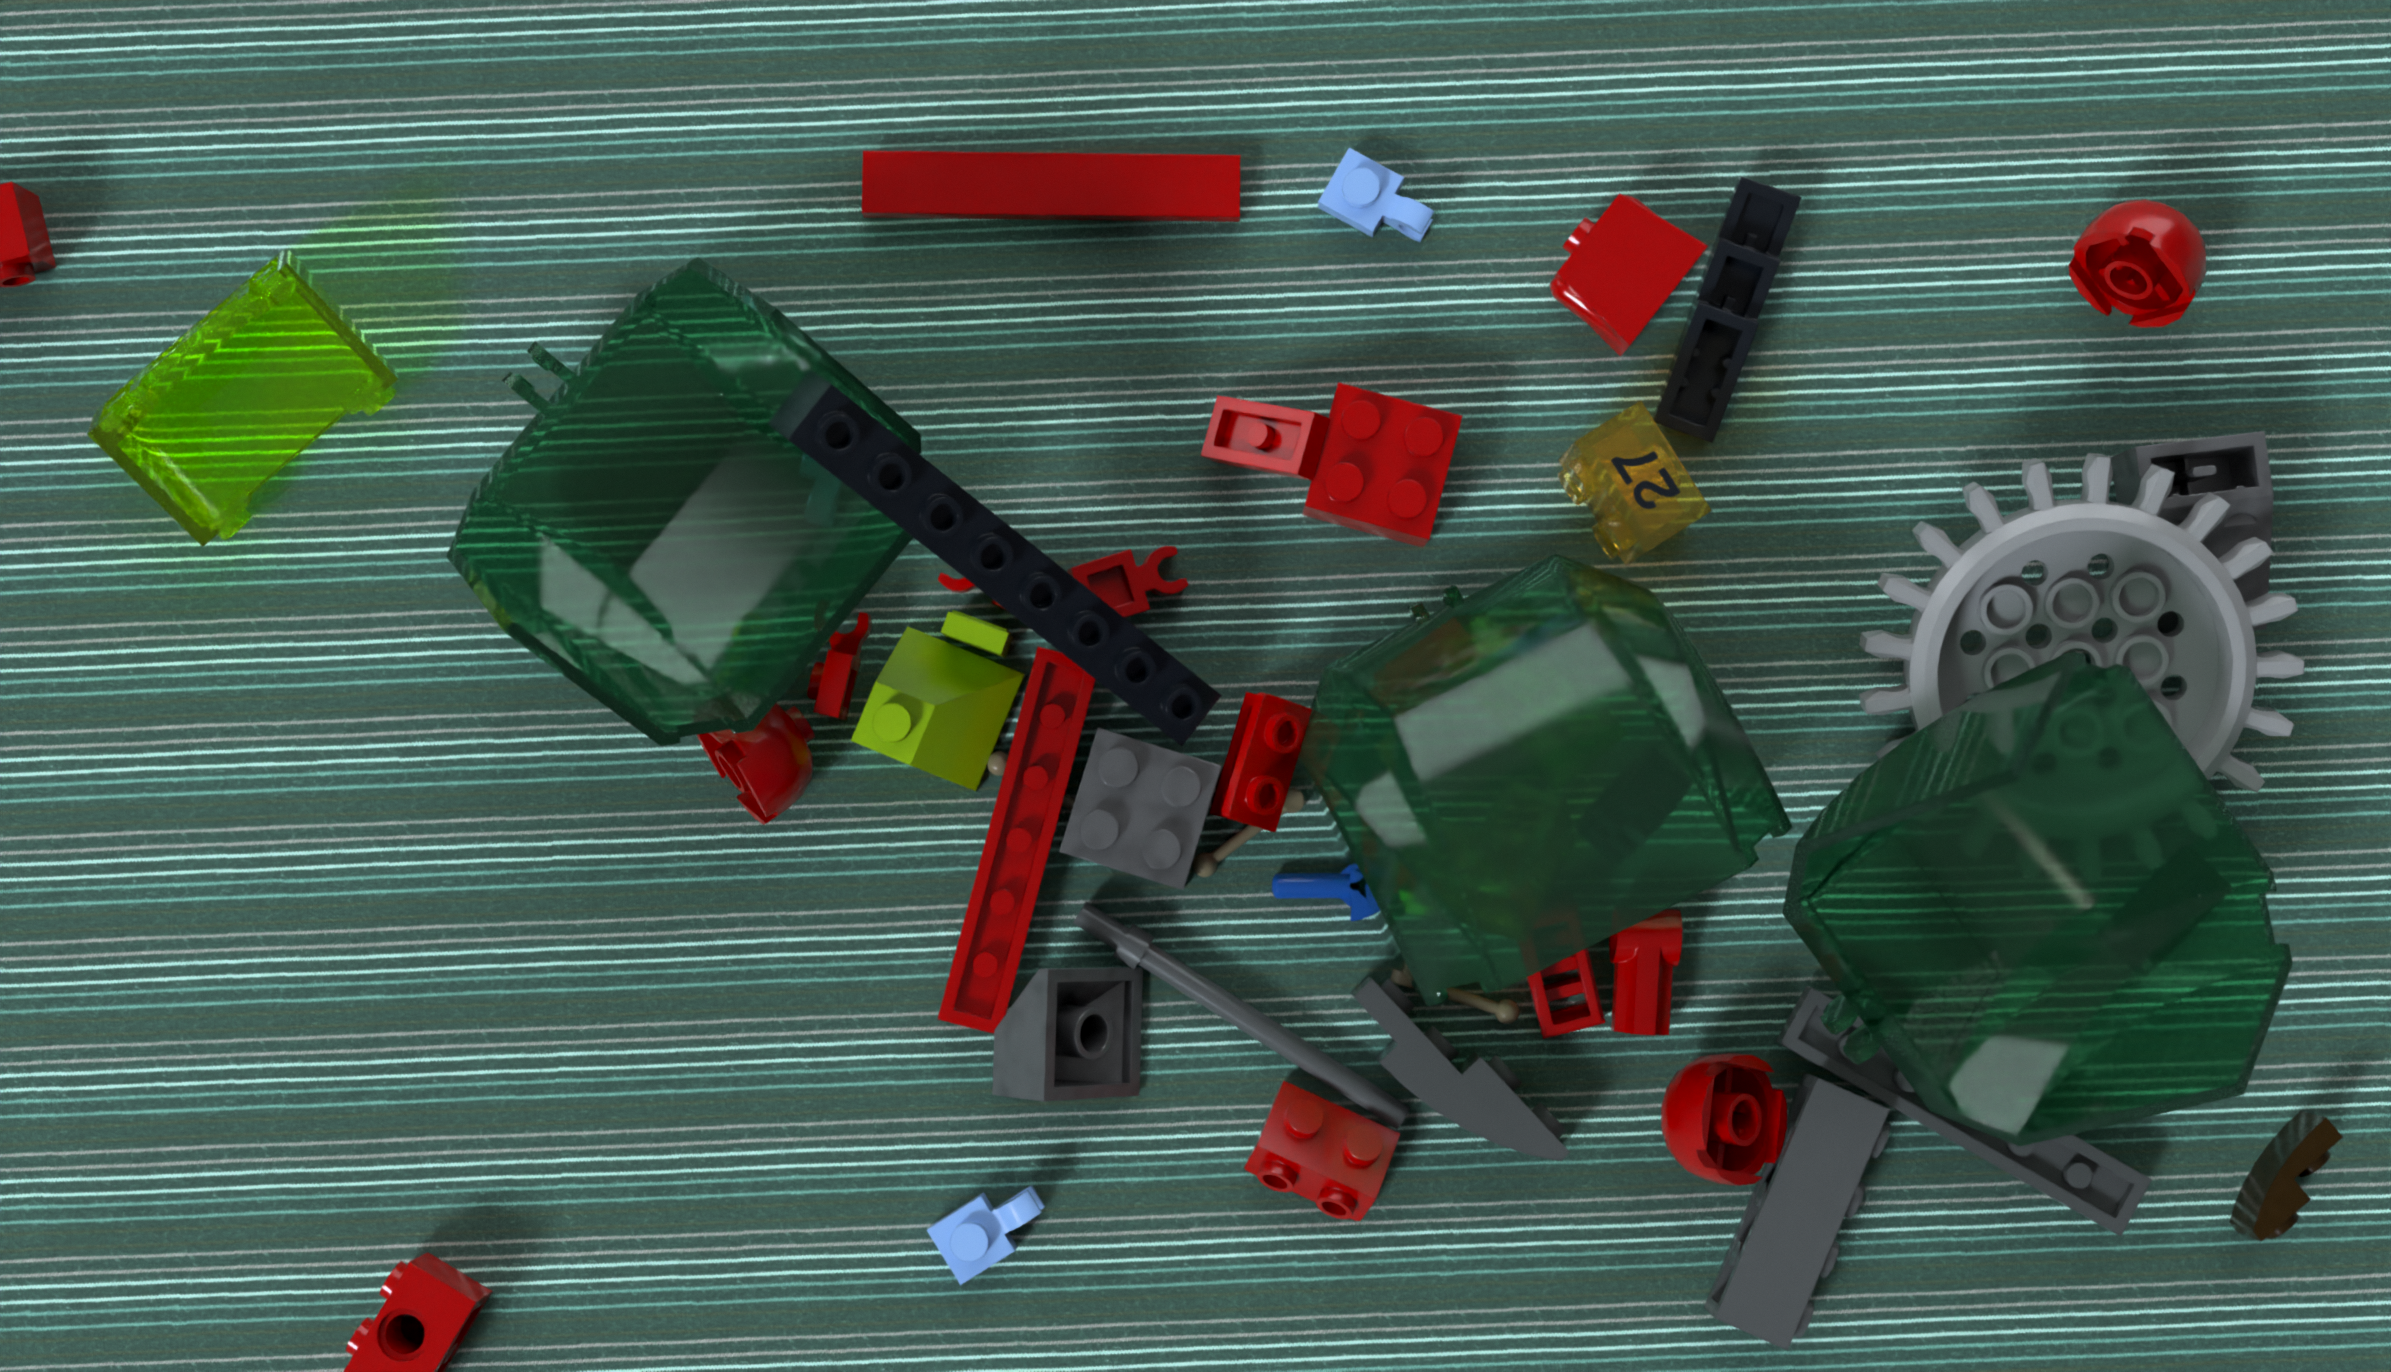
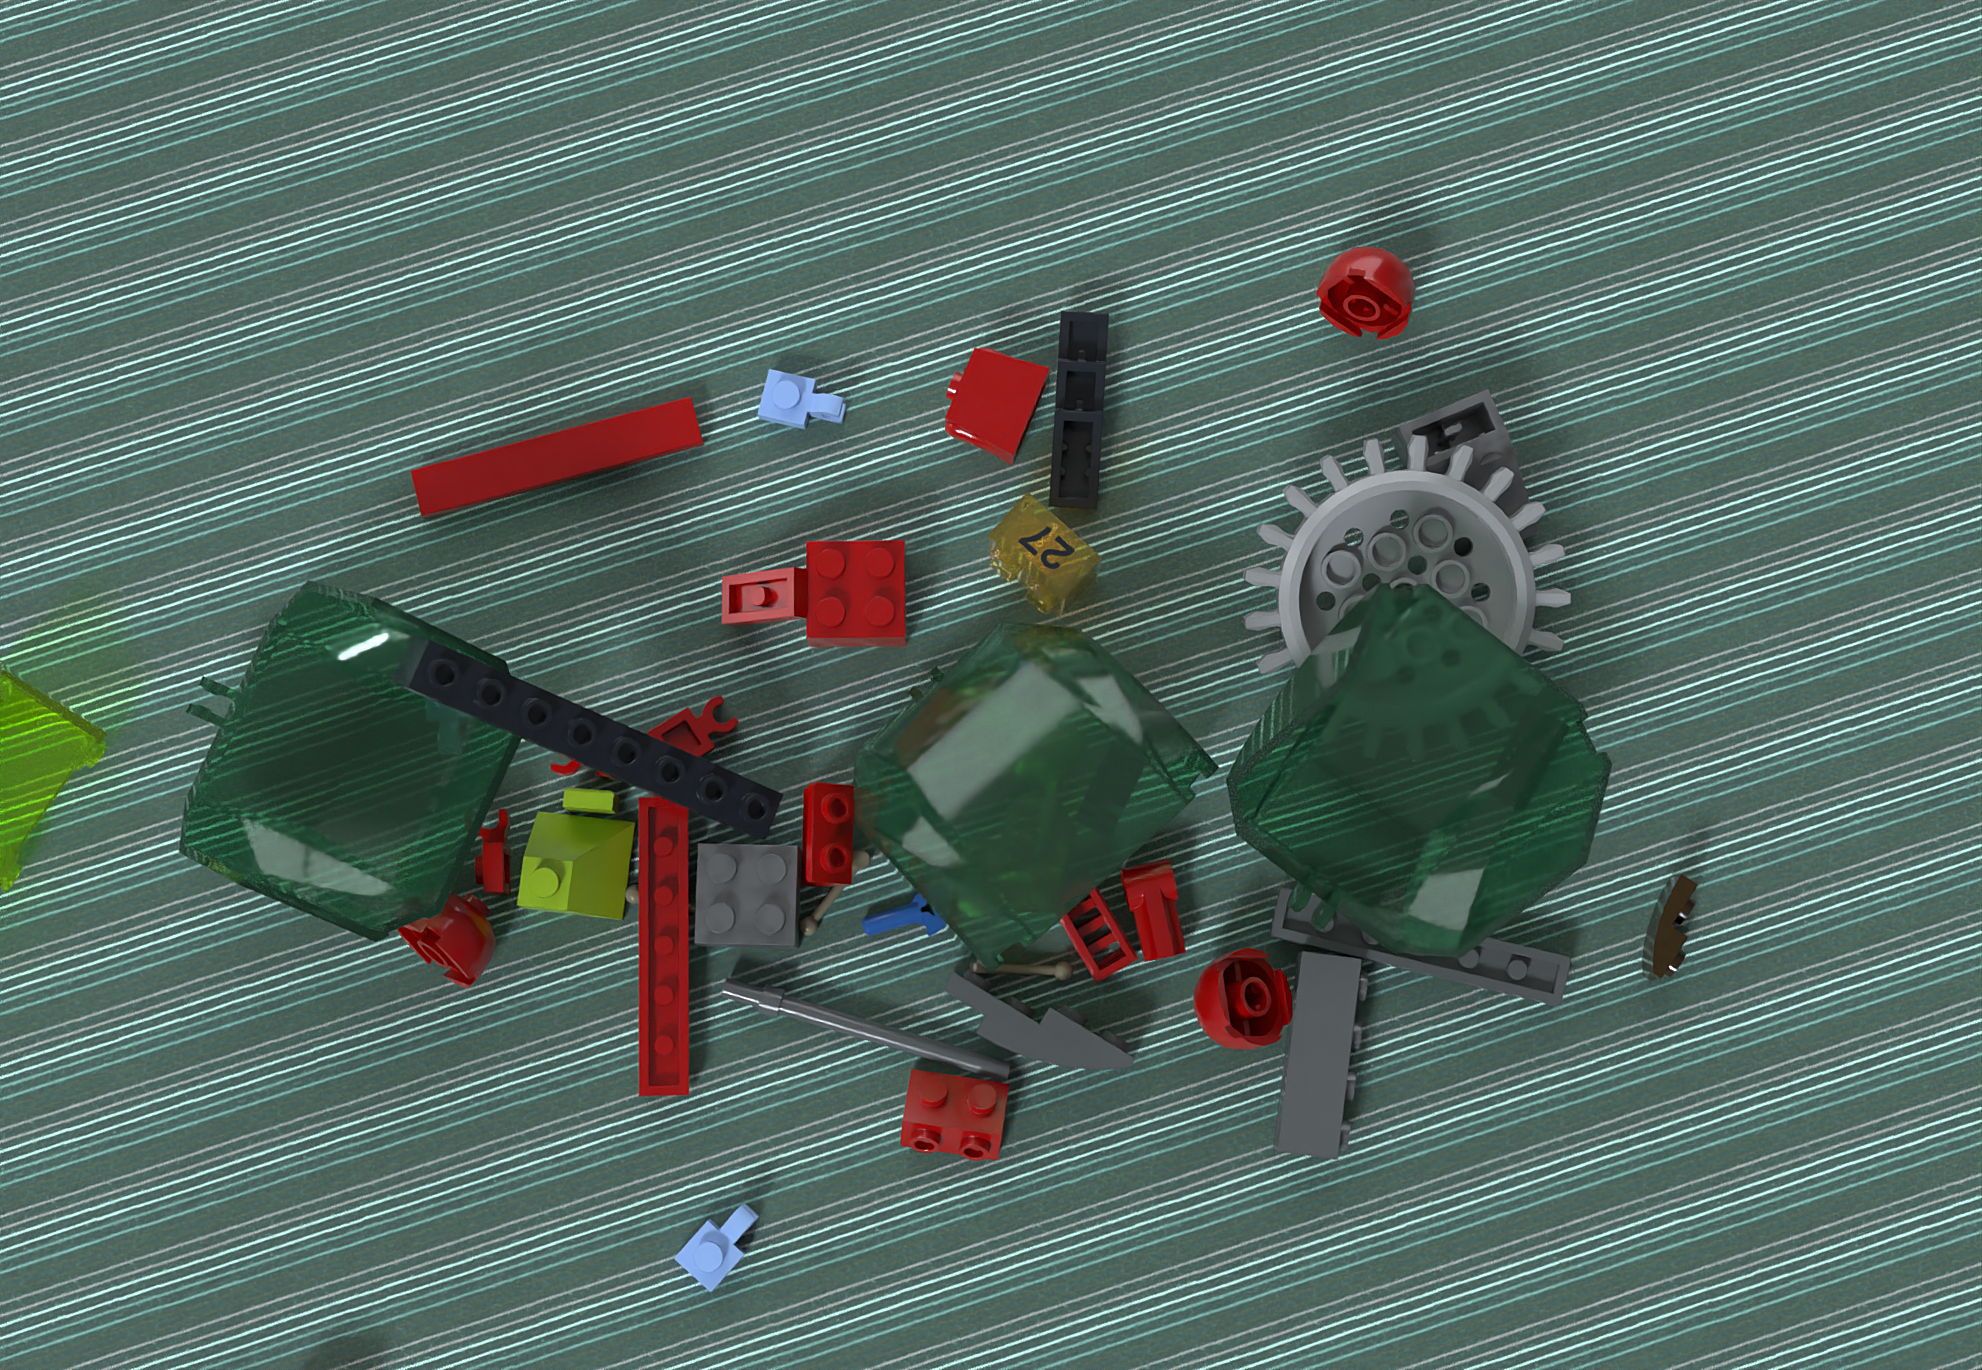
camera: 20 degrees left, 5 degrees down
(1072, 1036) = (742, 1079): flat silver slope -> none

